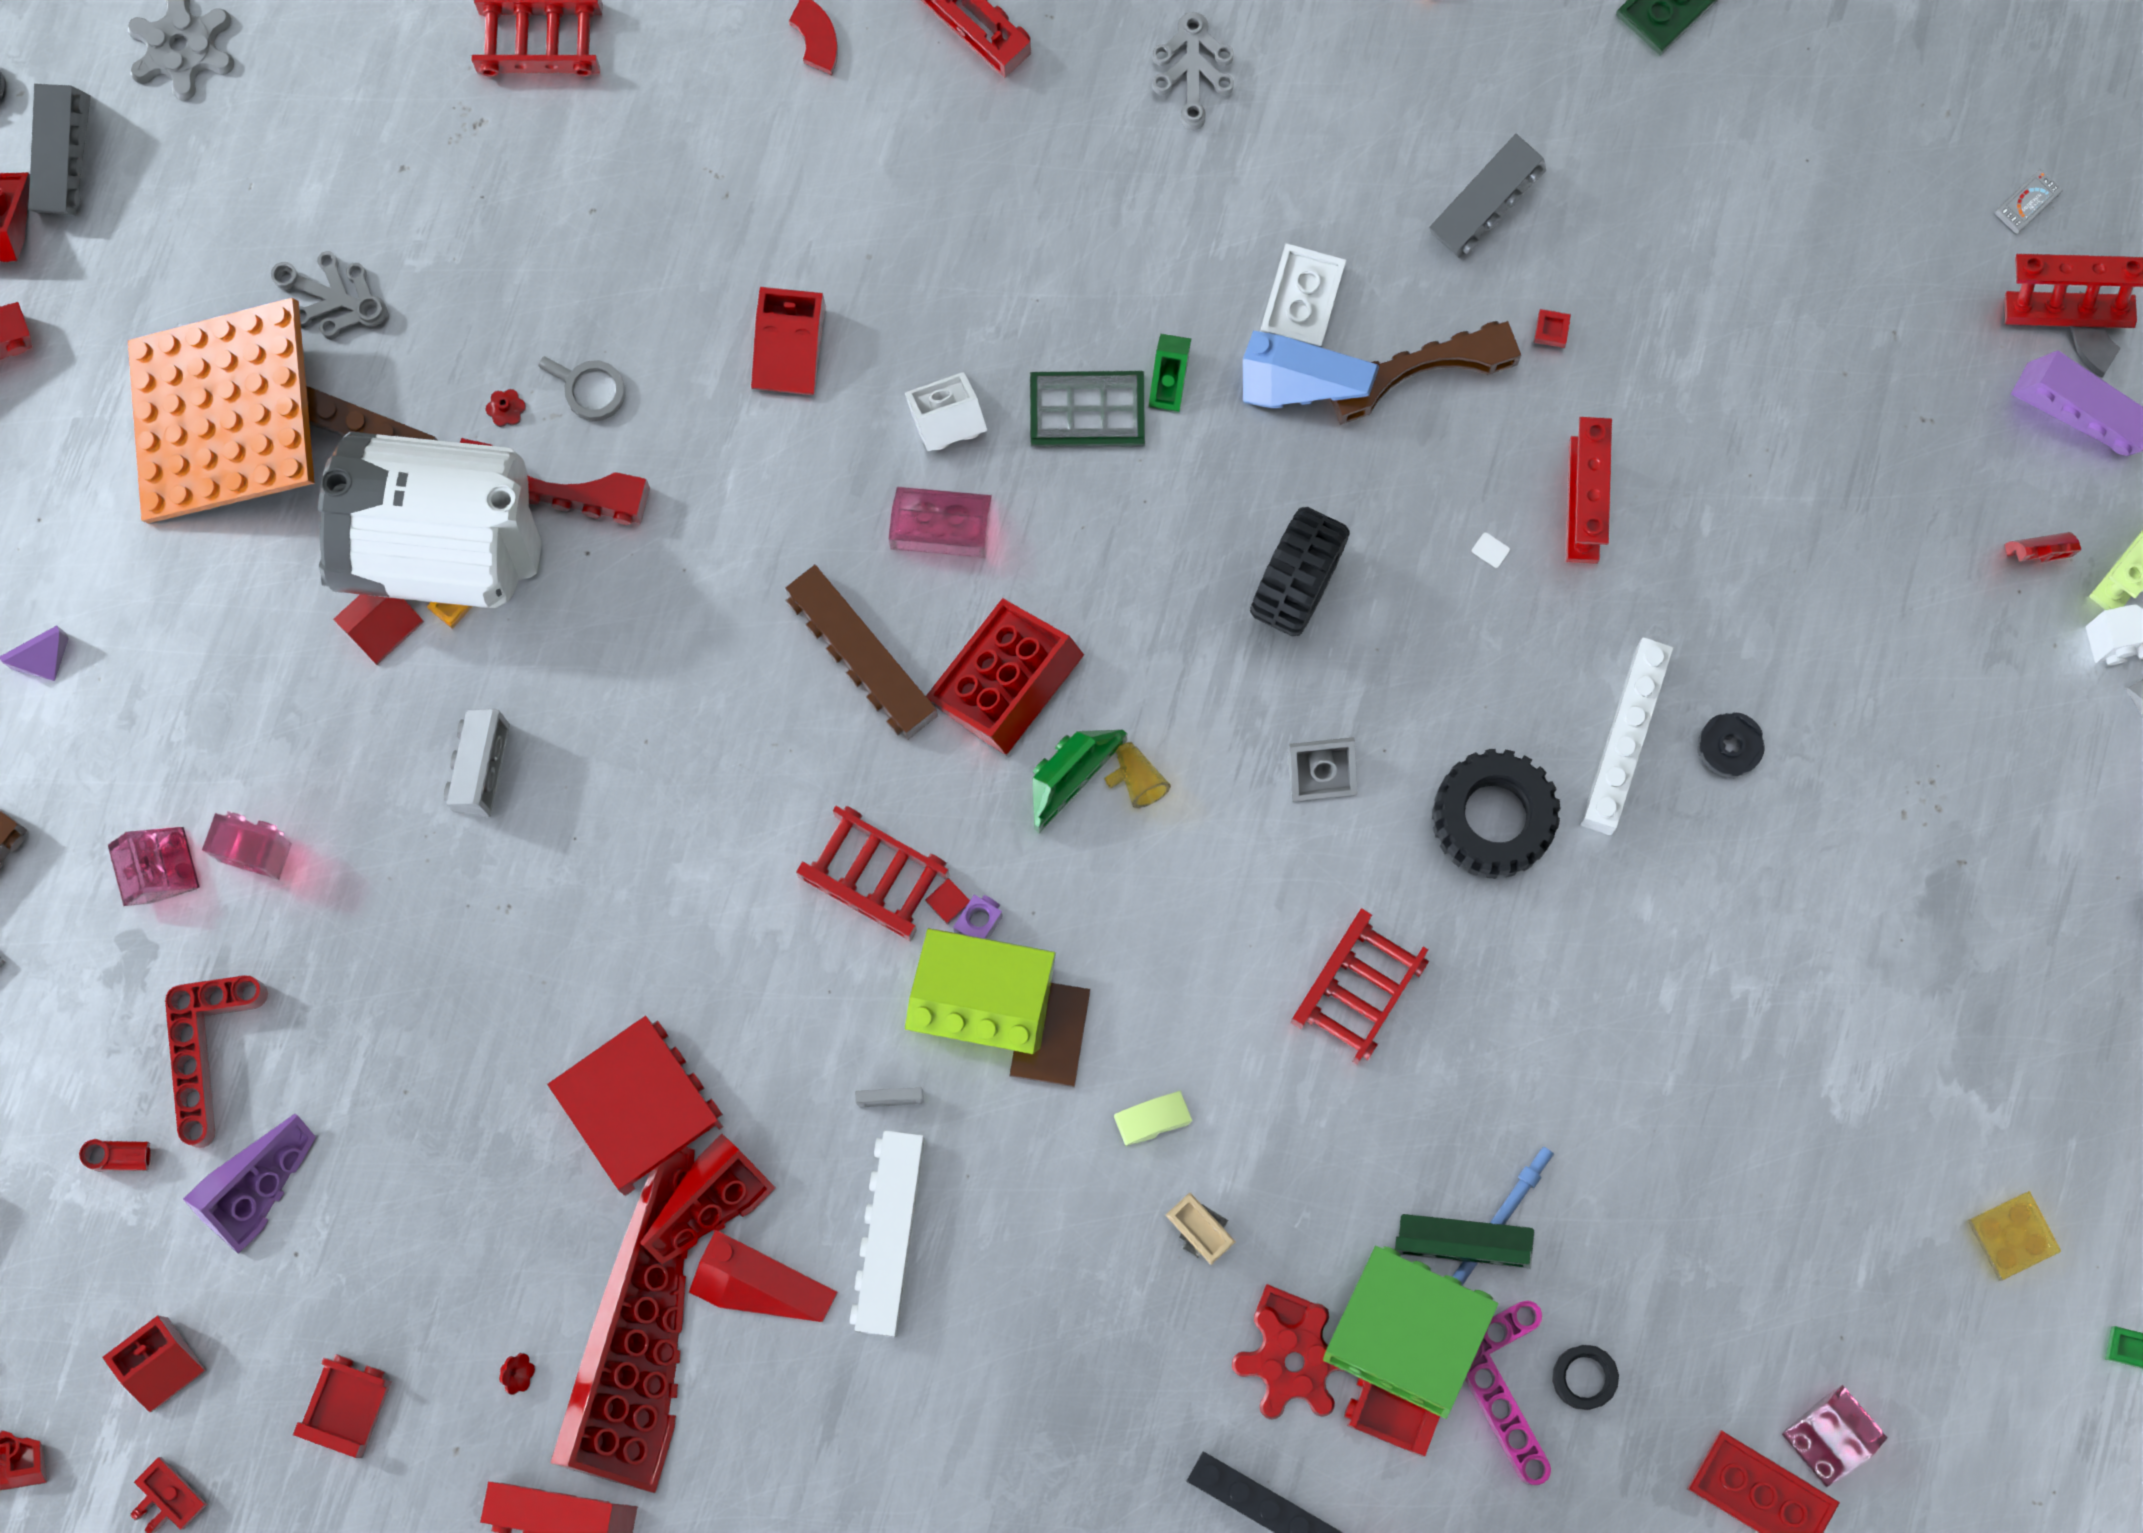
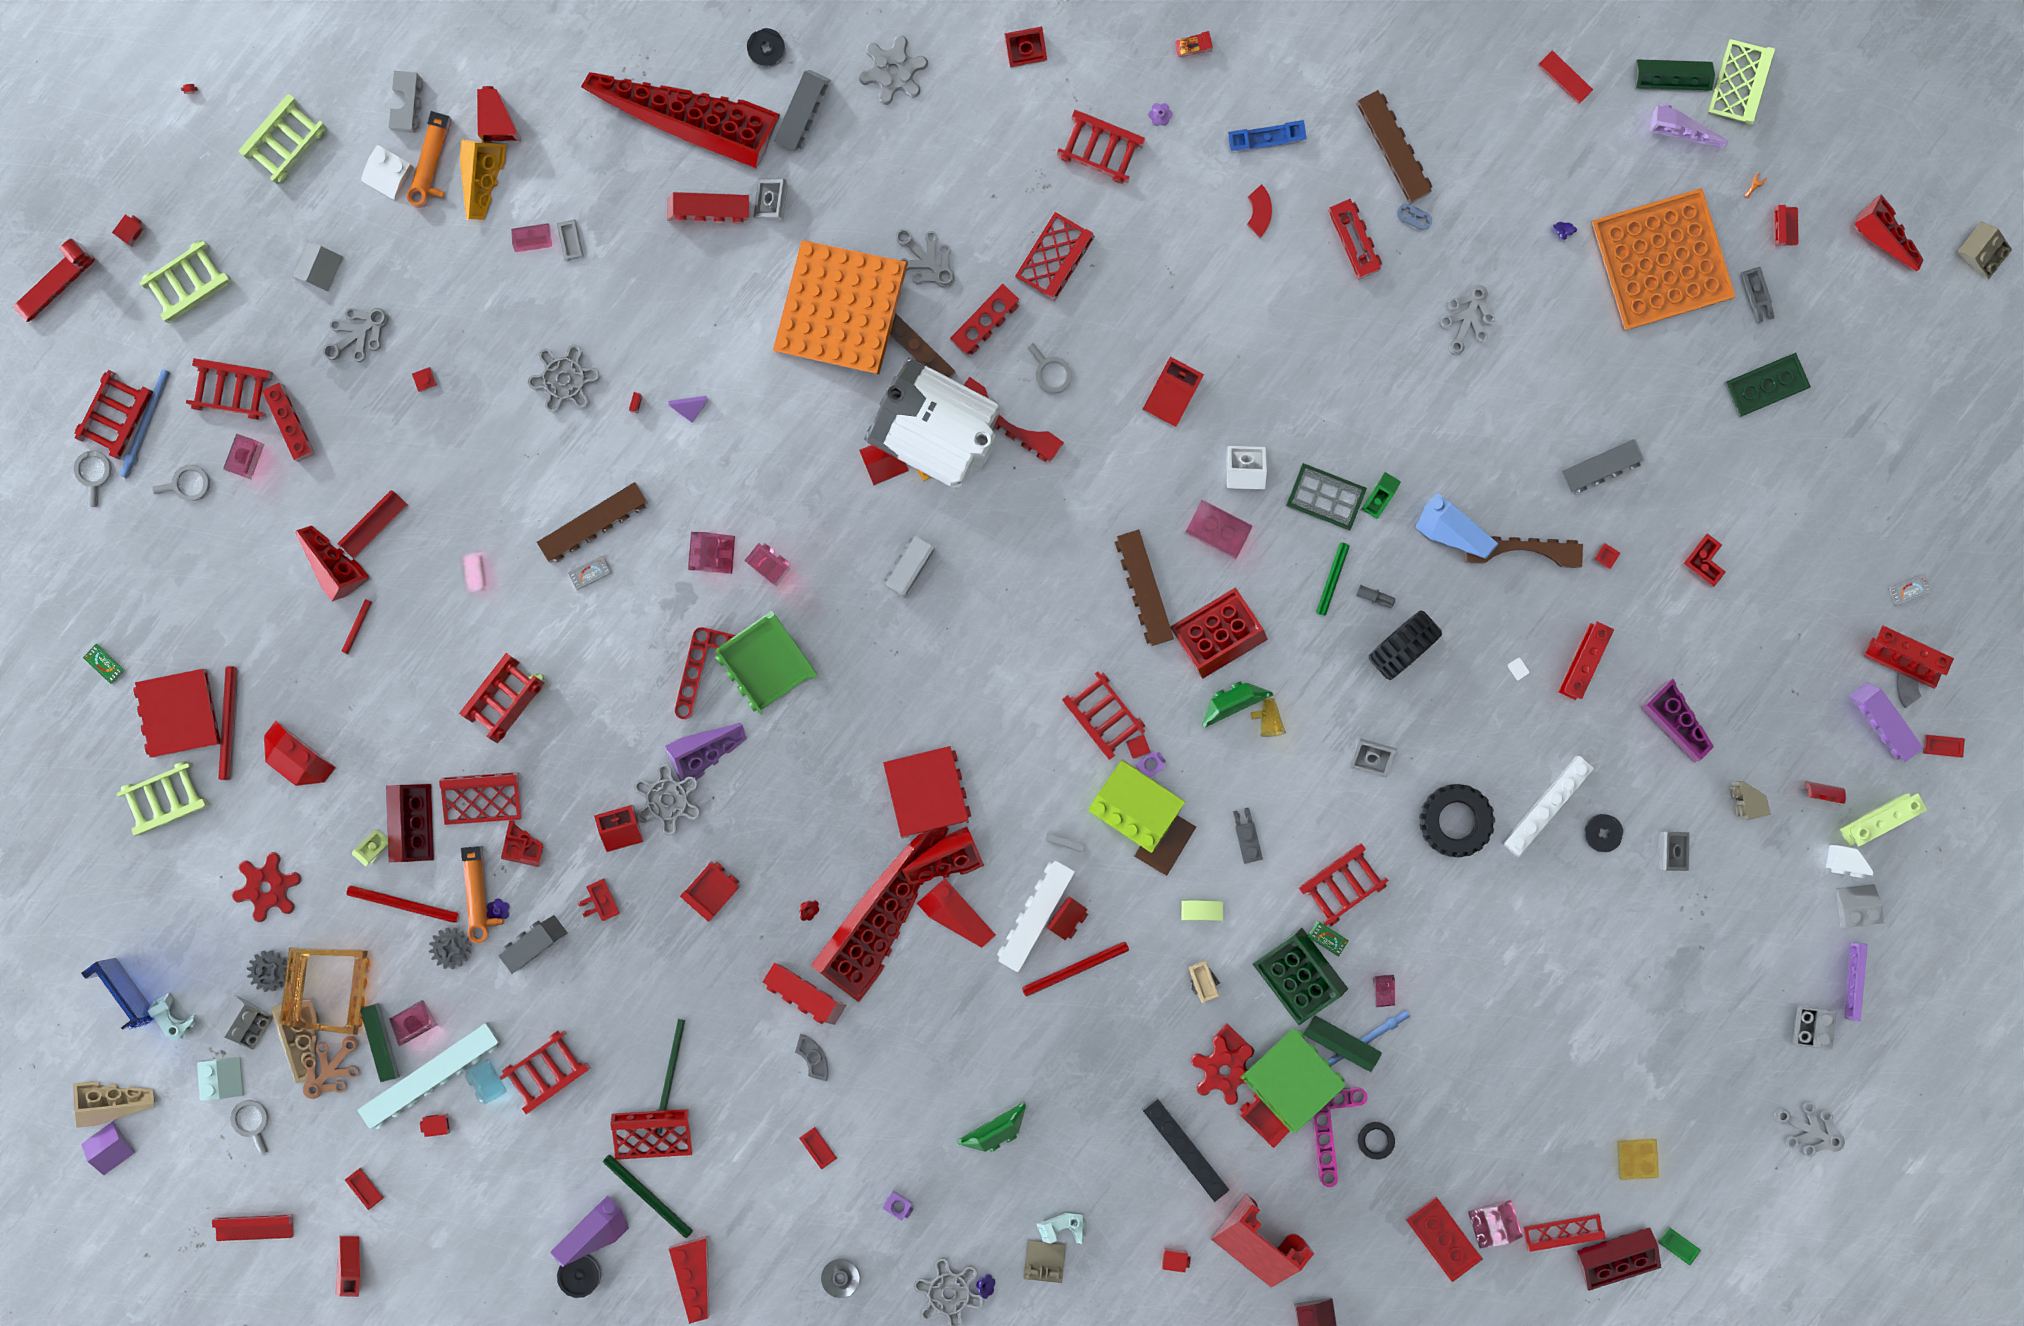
camera: 20 degrees right, 10 degrees up
(59, 298) = (770, 199): none -> light grey slope
(118, 1155) = (639, 707): red piece -> none
(195, 1285) = (654, 799): none -> light grey plate
(297, 1001) = (764, 661): none -> bright green panel
(466, 303) = (1001, 295): none -> red brick
(505, 413) = (998, 369): red plant -> none
(555, 214) = (1068, 265): none -> red fence
(941, 1215) = (1067, 918): none -> red slope
(987, 1295) = (1075, 969): none -> red axle
(1148, 526) = (1332, 579): none -> green axle
(1179, 975) = (1247, 838): none -> dark grey hinge
(1225, 526) = (1375, 596): none -> dark grey axle
(1303, 295) = (1474, 480): white plate -> none
(1352, 1160) = (1300, 976): none -> dark green slope
(1371, 1081) = (1328, 938): none -> green tile
(1495, 1127) = (1384, 990): none -> clear pink slope
(1698, 281) = (1701, 563): none -> red brick
(1771, 528) = (1676, 719): none -> magenta wedge
(1850, 729) = (1673, 851): none -> light grey slope
(1934, 602) = (1749, 801): none -> dark tan slope
(1957, 1416) = (1570, 1239): none -> red fence
(2058, 1410) = (1619, 1259): none -> dark red slope

